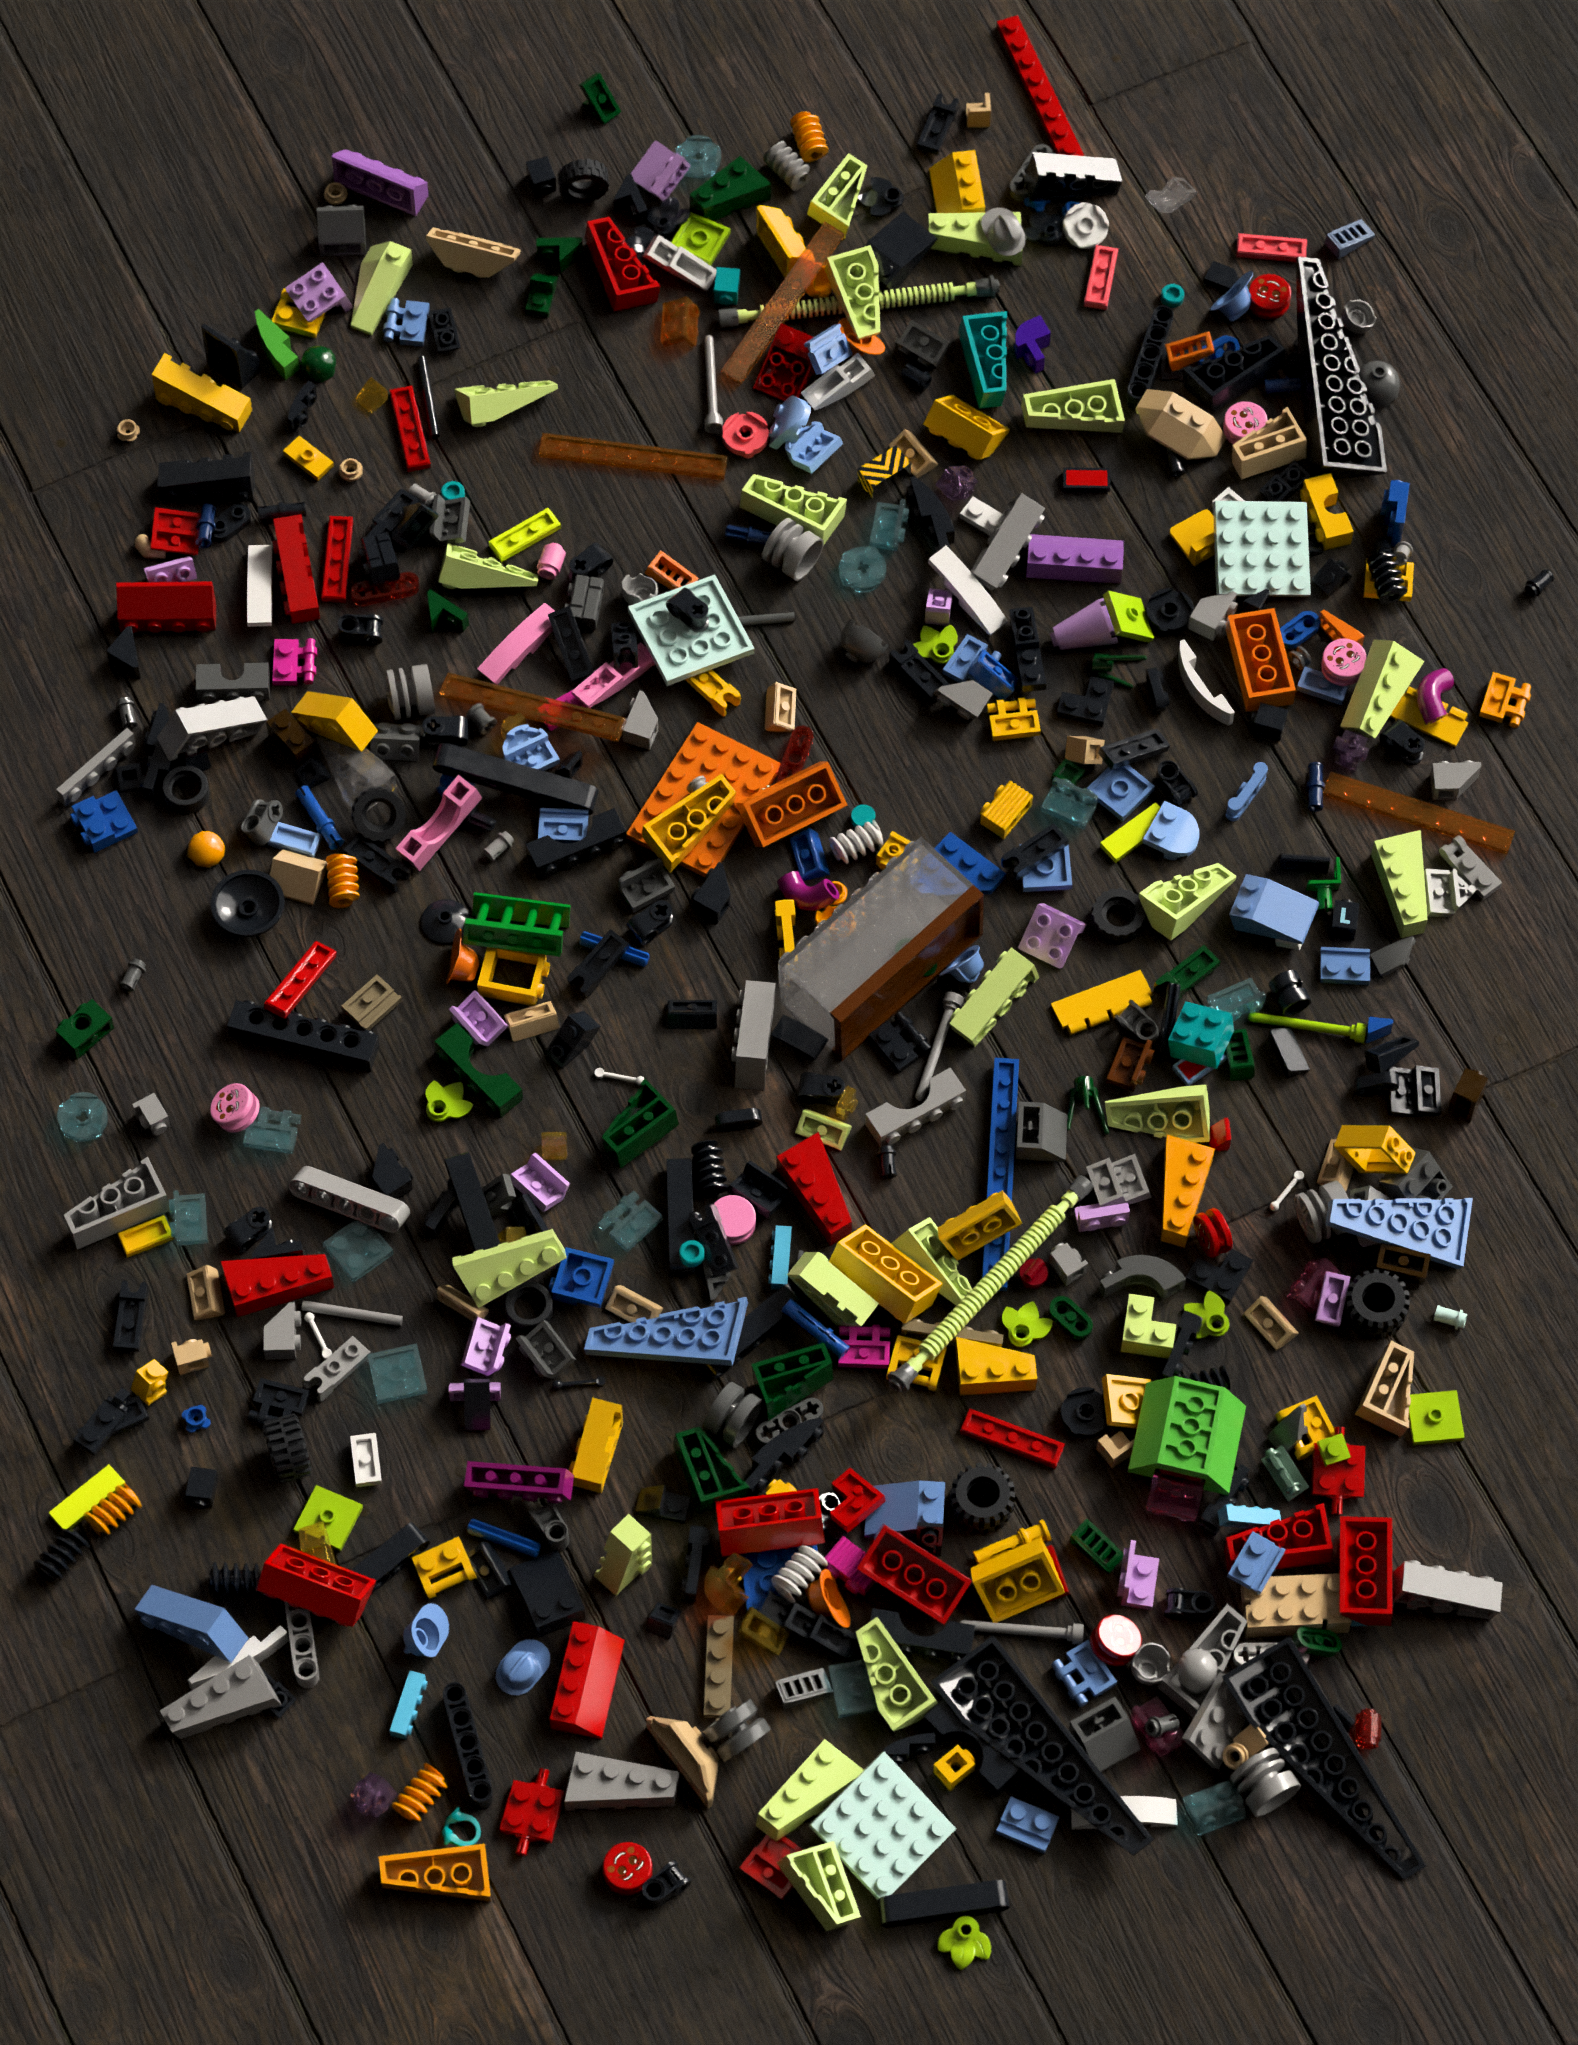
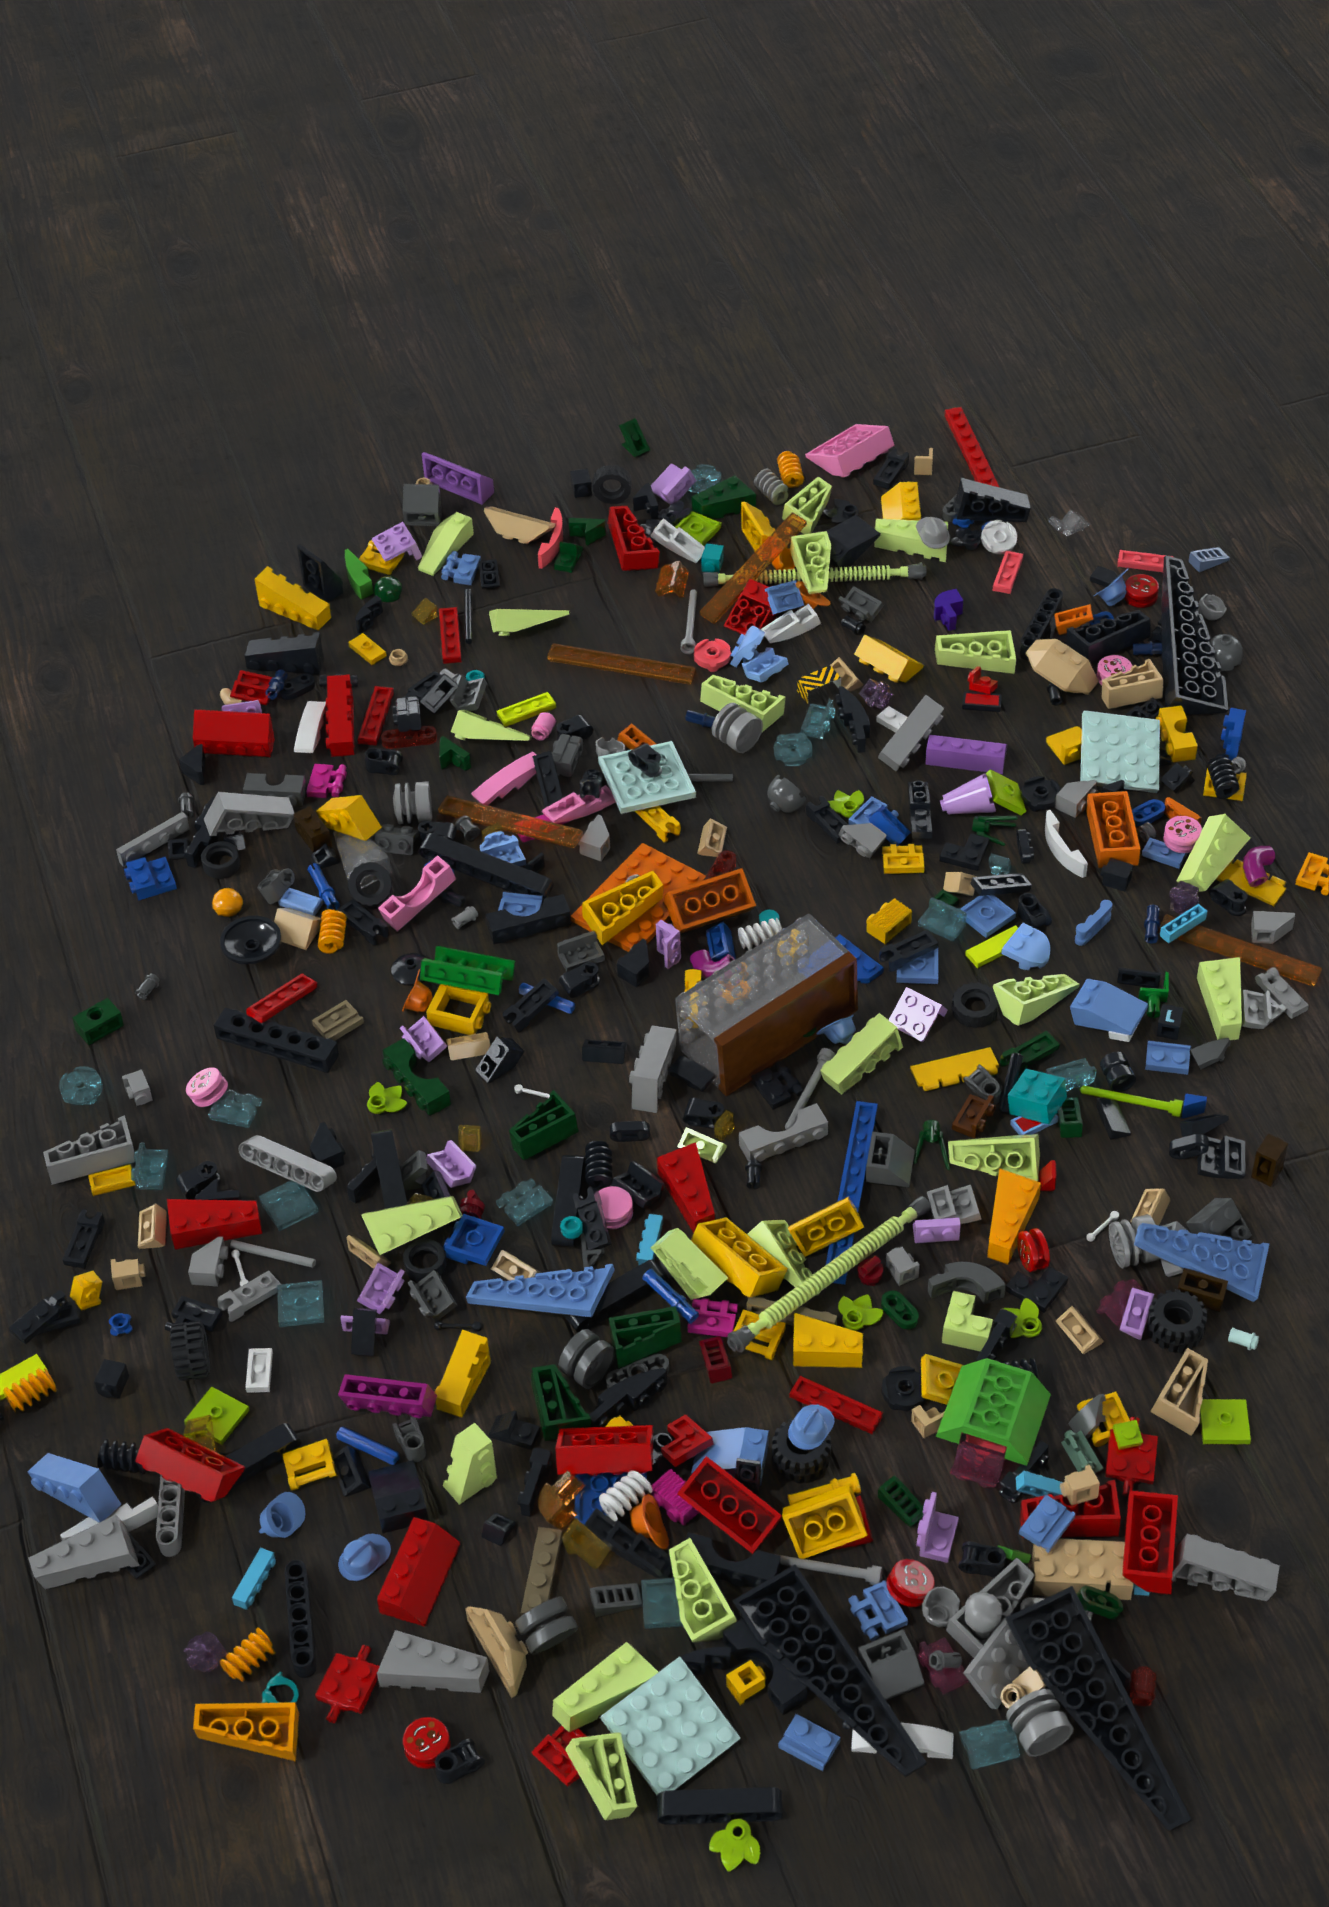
camera: 10 degrees right, 15 degrees down
(127, 425) = (232, 622): tan plate -> none
(516, 288) = (549, 550): none -> coral slope
(572, 1234) = (472, 1205): none -> dark red piece
(751, 865) = (668, 943): none -> lavender bracket
(877, 1411) = (720, 1371): none -> dark red slope
(882, 95) = (852, 449): none -> bright pink slope
(938, 607) = (850, 778): lavender slope -> none
(968, 590) = (876, 766): white slope -> none
(985, 354) = (909, 611): teal wedge -> none
(991, 1474) = (810, 1427): none -> medium blue piece
(1084, 455) = (981, 684): none -> red bracket
(1129, 720) = (999, 864): none -> clear light blue tile
(1172, 295) = (1065, 586): teal tile -> none
(1222, 1595) = (1012, 1554): none -> bright green tile
(1288, 1517) = (1080, 1486): none -> tan brick
(1352, 786) = (1183, 923): none -> medium azure piece
(1374, 1149) = (1174, 1206): yellow window -> none

